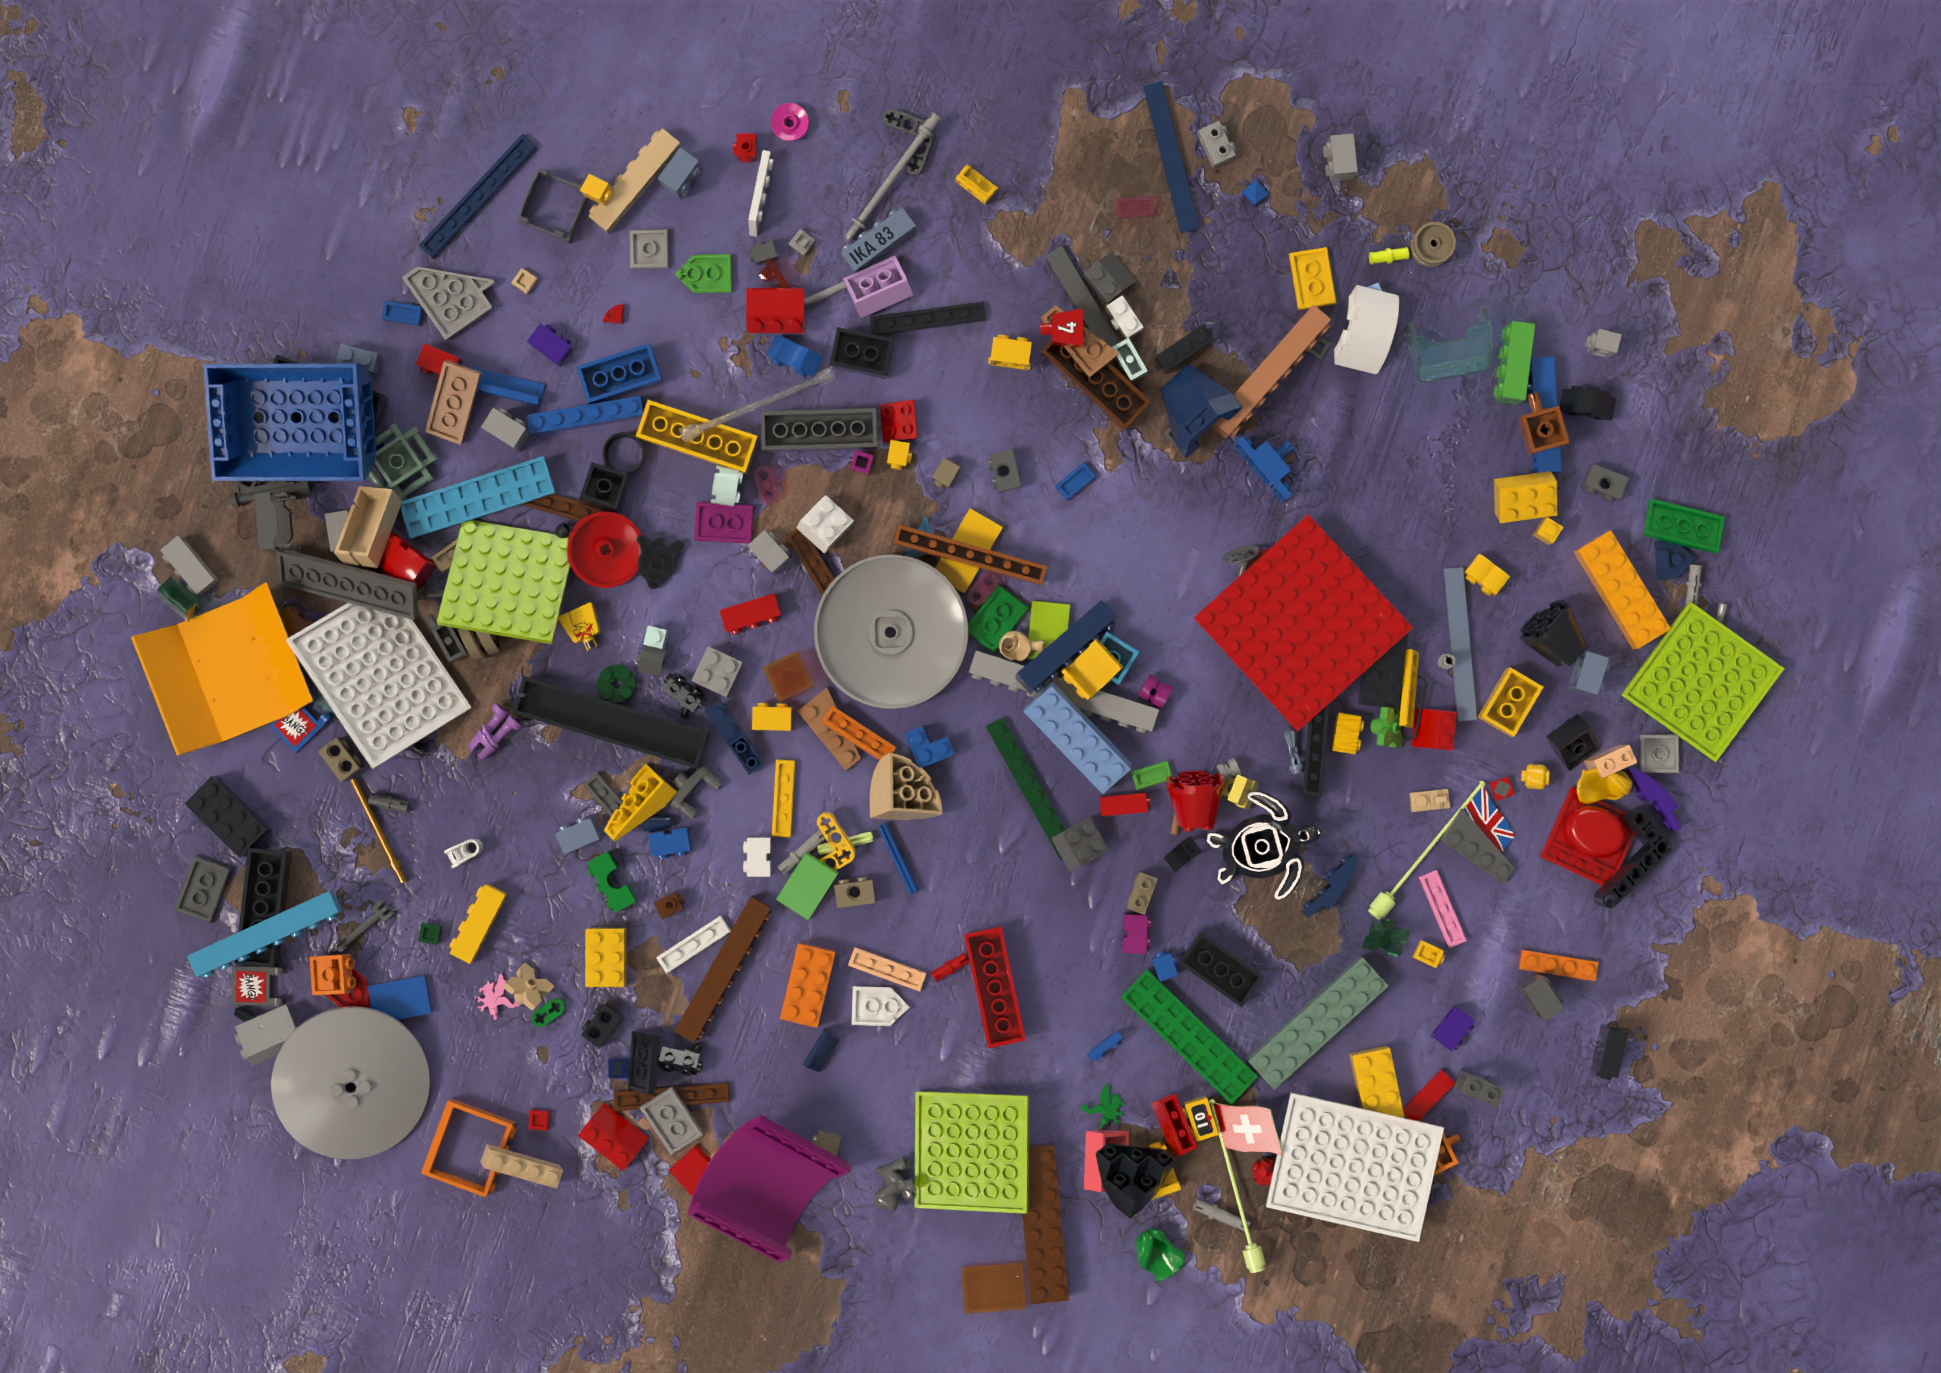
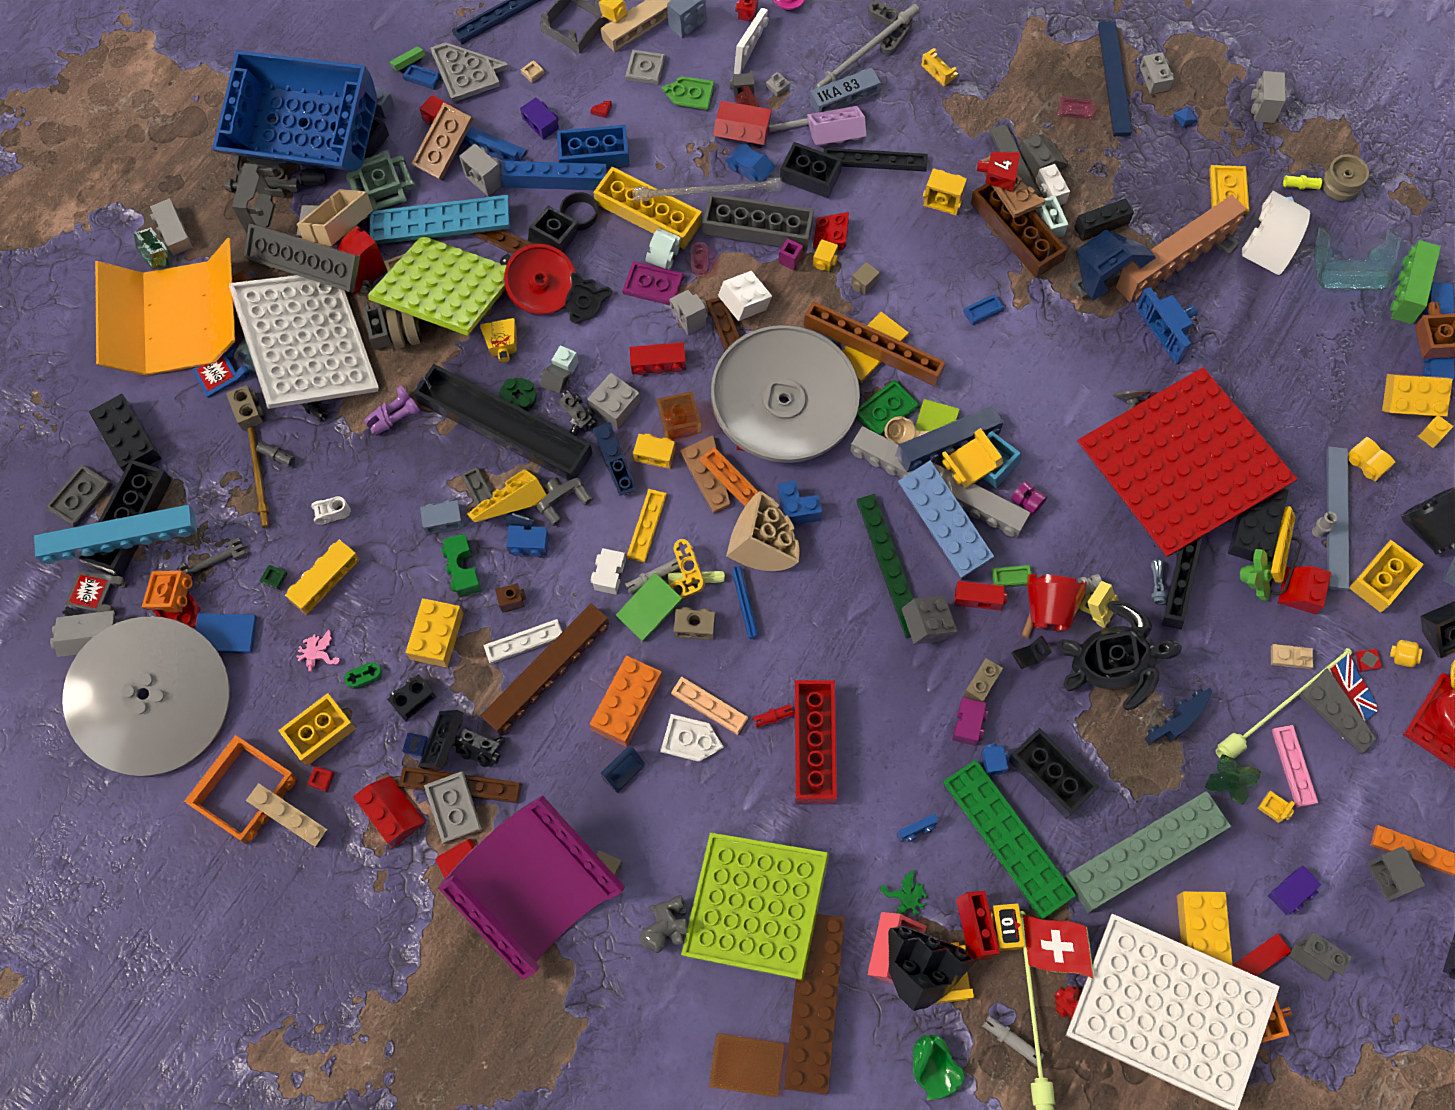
camera: 20 degrees right, 20 degrees down
(379, 295) = (407, 58): none -> bright green tile
(523, 1077) = (317, 729): none -> yellow brick
(527, 988) = (349, 644): tan plant -> none
(981, 587) = (878, 380): clear pink plate -> none
(1004, 459) = (919, 277): dark grey brick -> none
(1346, 733) = (1214, 575): yellow brick -> none

